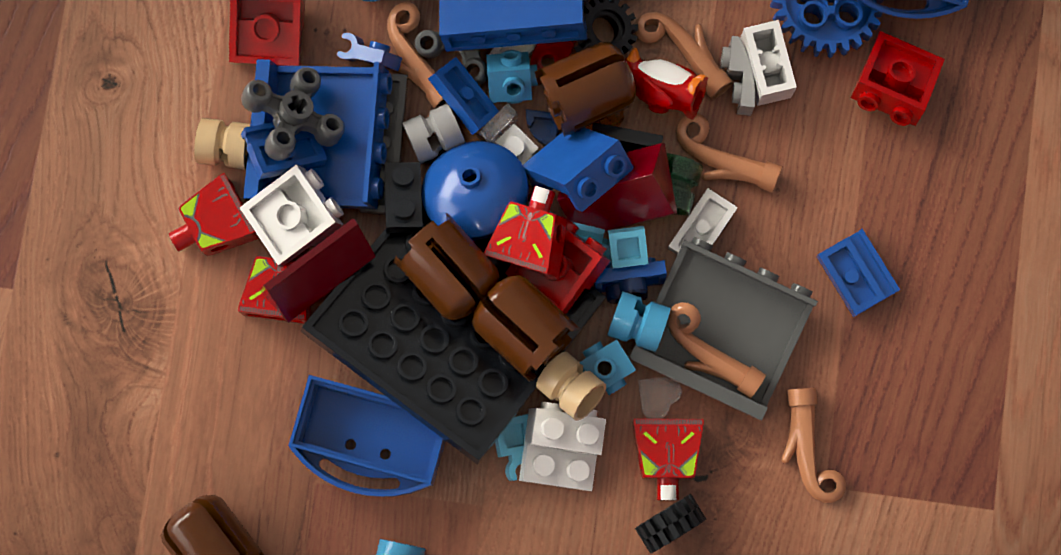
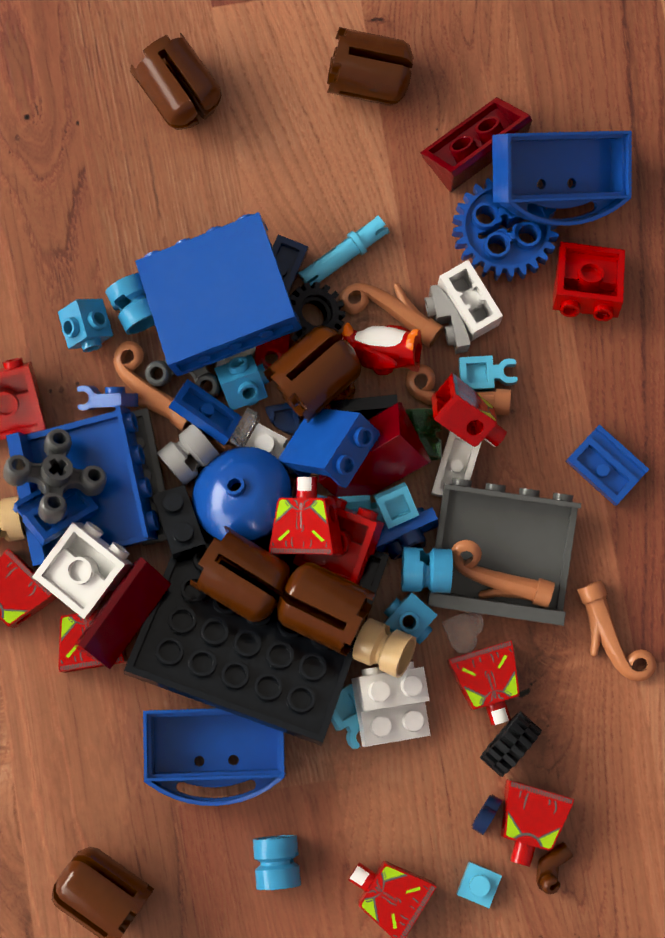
camera: 20 degrees left, 0 degrees up
(728, 175) = (466, 413): none -> red torso
(755, 141) = (480, 372): none -> medium azure plate

